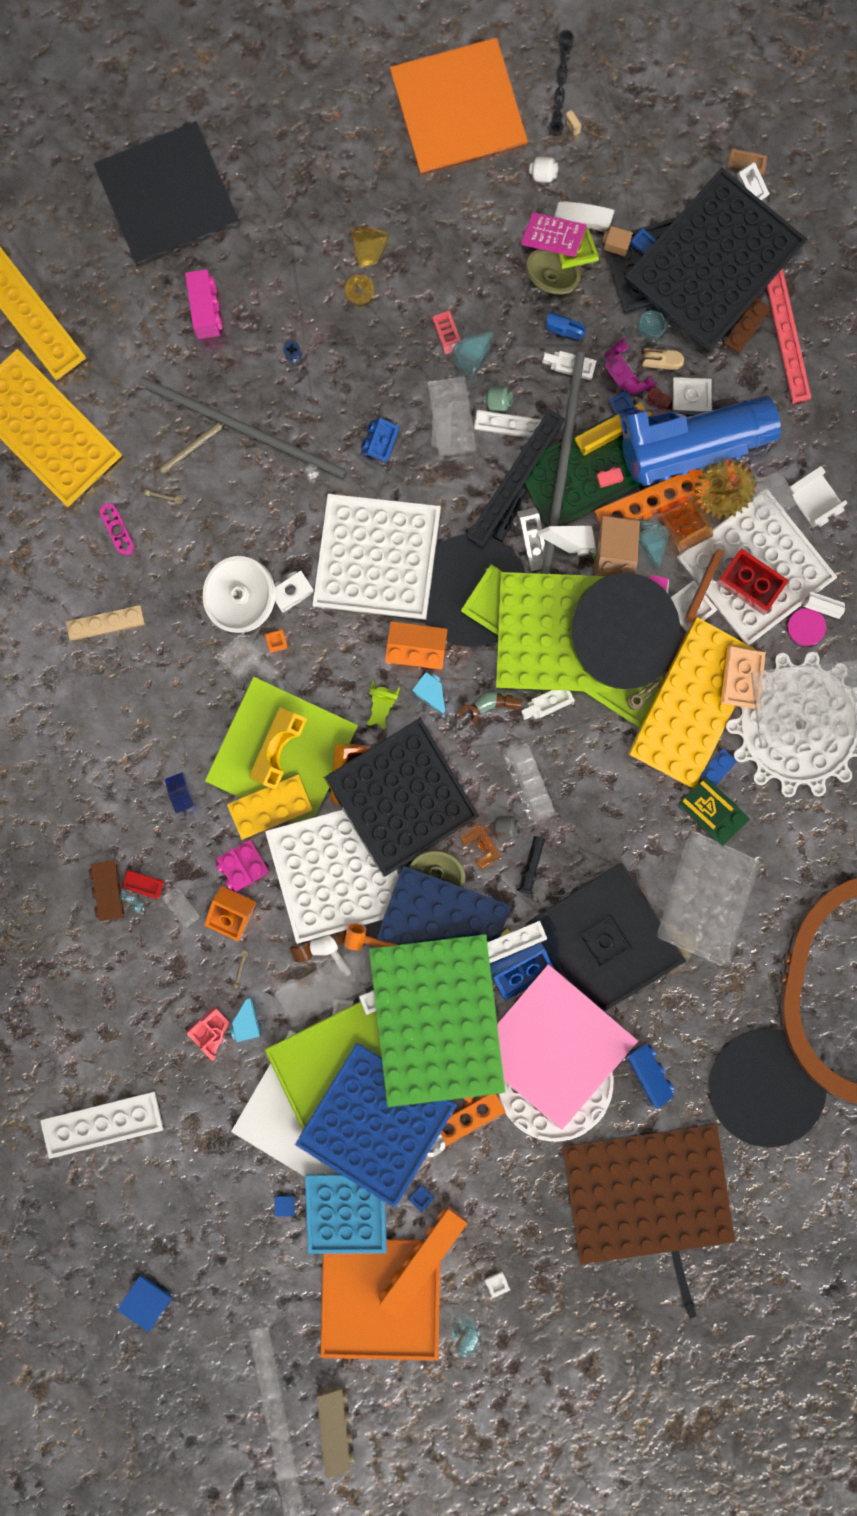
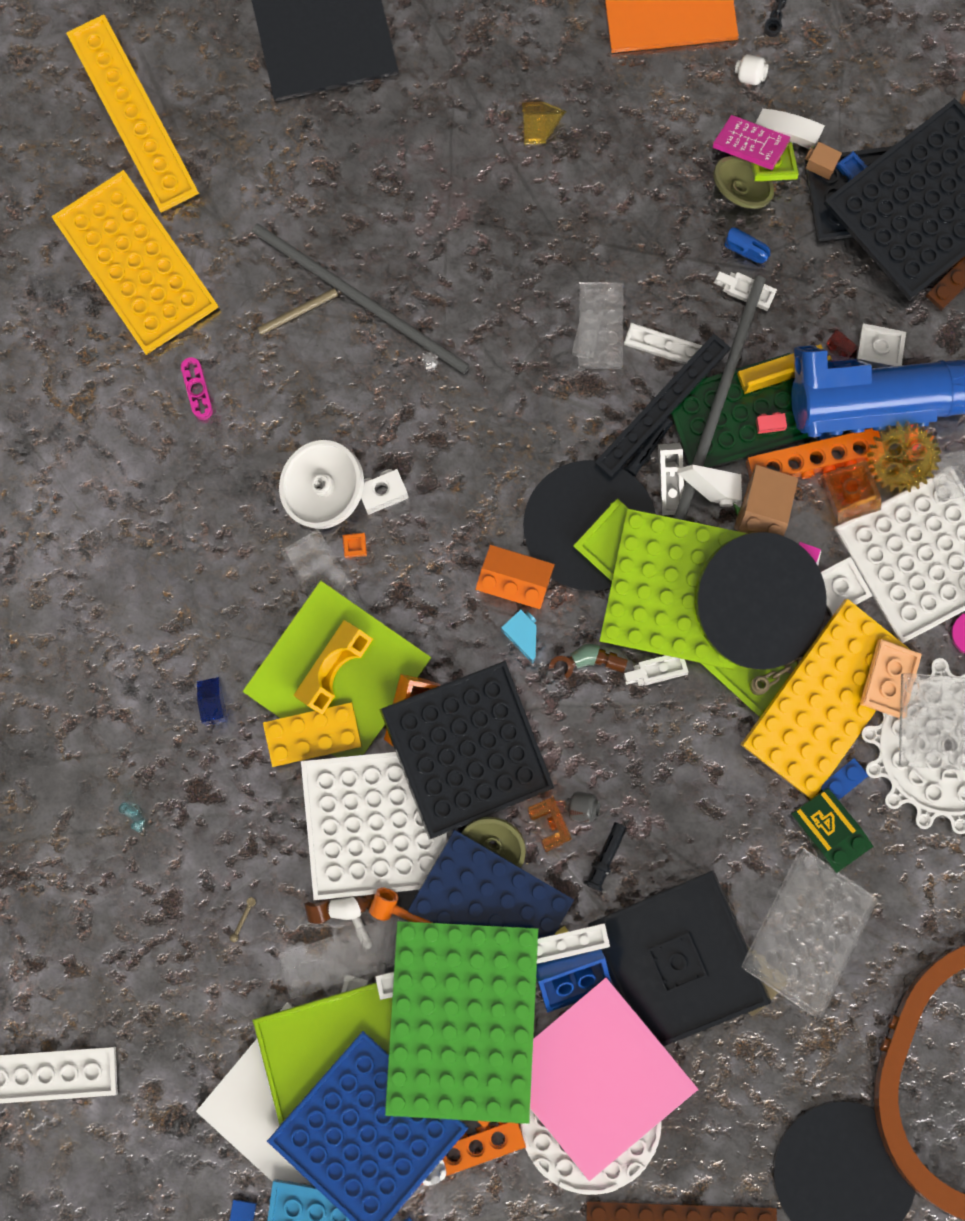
camera: 10 degrees right, 5 degrees down
(105, 623) = (163, 492): tan plate -> none
(107, 890) = (105, 799): reddish brown brick -> none
(142, 884) = (148, 799): red tile -> none
(177, 499) = (272, 366): dark tan hinge -> none
(181, 907) = (188, 834): clear tile -> none
(203, 304) = (341, 154): dark pink brick -> none
(209, 1031) = (192, 987): coral slope -> none
(229, 913) = (242, 851): orange slope -> none
(242, 866) = (267, 798): dark pink plate -> none
(246, 1023) = (237, 984): medium azure slope -> none
(288, 348) = (427, 220): dark blue bush -> none
(361, 281) = (525, 160): clear yellow gear -> none
(377, 556) = (487, 468): white plate -> none
(379, 439) = (513, 337): blue bracket -> none
(382, 702) = (464, 635): lime hair -> none
(449, 342) = (614, 244): coral slope -> none
(471, 351) = (636, 255): clear light blue slope -> none
(498, 398) = (657, 313): sand green head -> none
(530, 782) = (621, 759): clear brick -> none
(572, 123) = (793, 24): tan tile -> none
(620, 402) = (796, 339): blue plate -> none
(622, 372) = (805, 307): magenta torso -> none
(650, 1075) = (706, 1133): blue slope -> none
(652, 324) = (847, 260): clear light blue hair -> none
(654, 542) = (811, 507): clear light blue slope -> none
(662, 359) = (853, 300): tan arm -> none
(703, 586) = (861, 564): dark orange tile -> none
(752, 581) = (919, 569): red brick -> none

